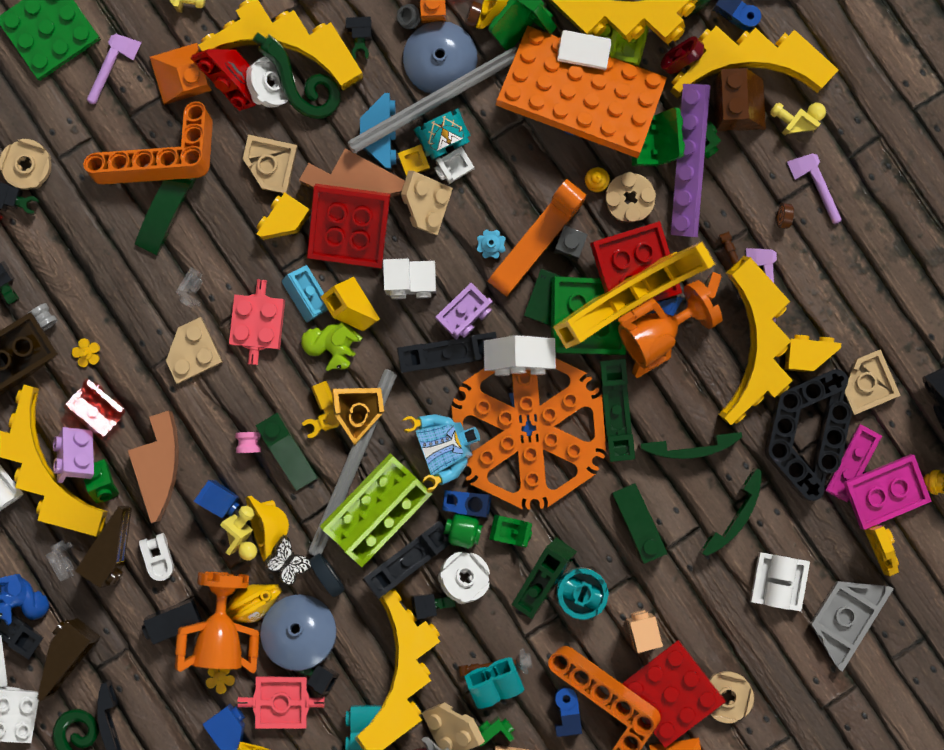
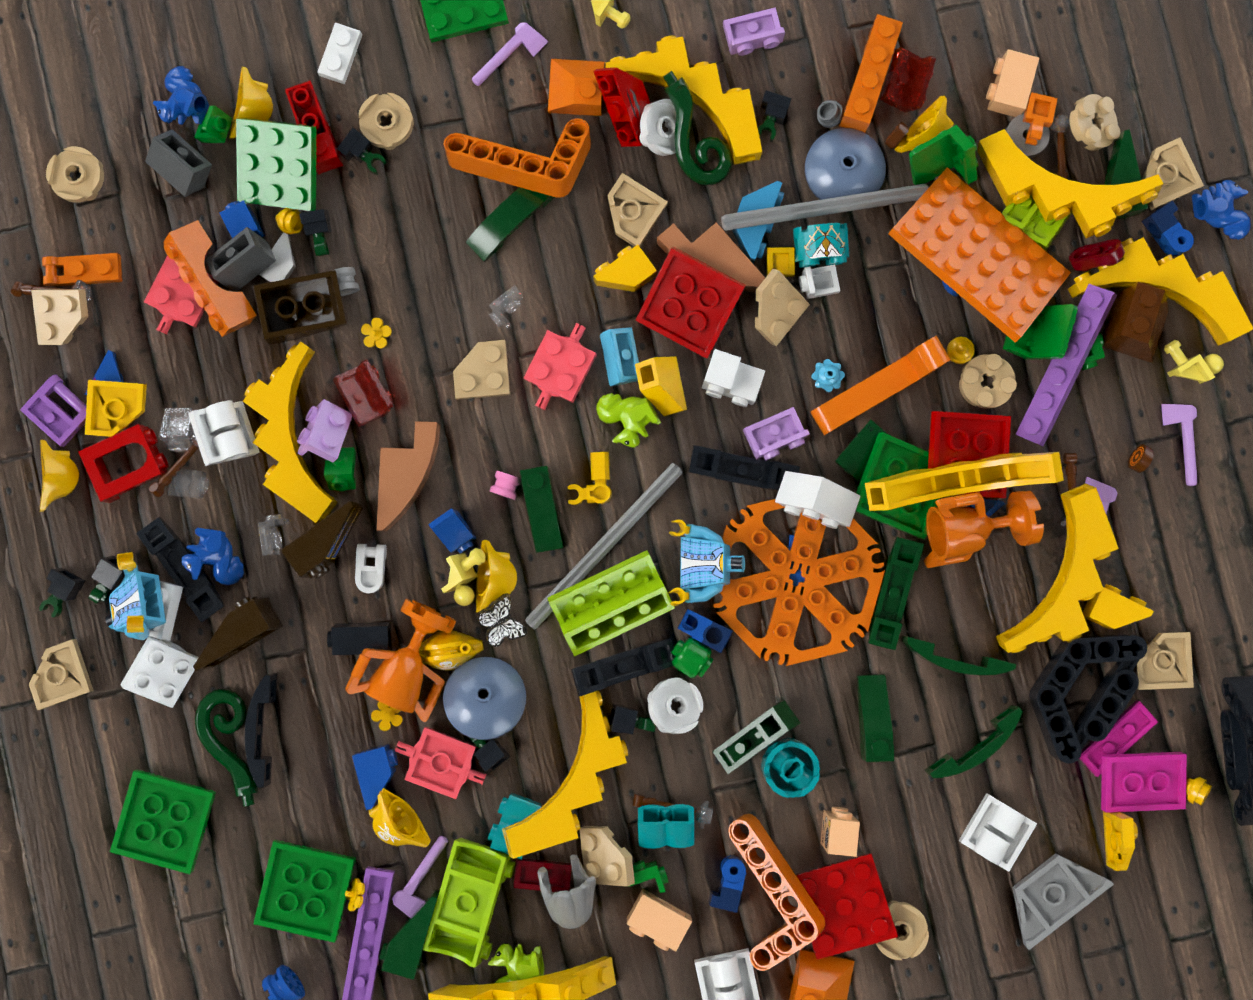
camera: 25 degrees right, 0 degrees up
(326, 575) = (535, 650): black bush -> none
(357, 410) = (629, 493): pearl gold slope -> none
(511, 531) = (740, 676): green bracket -> none
(571, 243) = (910, 404): dark grey brick -> none
(584, 49) = (998, 211): white slope -> none
(713, 283) = (1044, 497): orange tile -> none

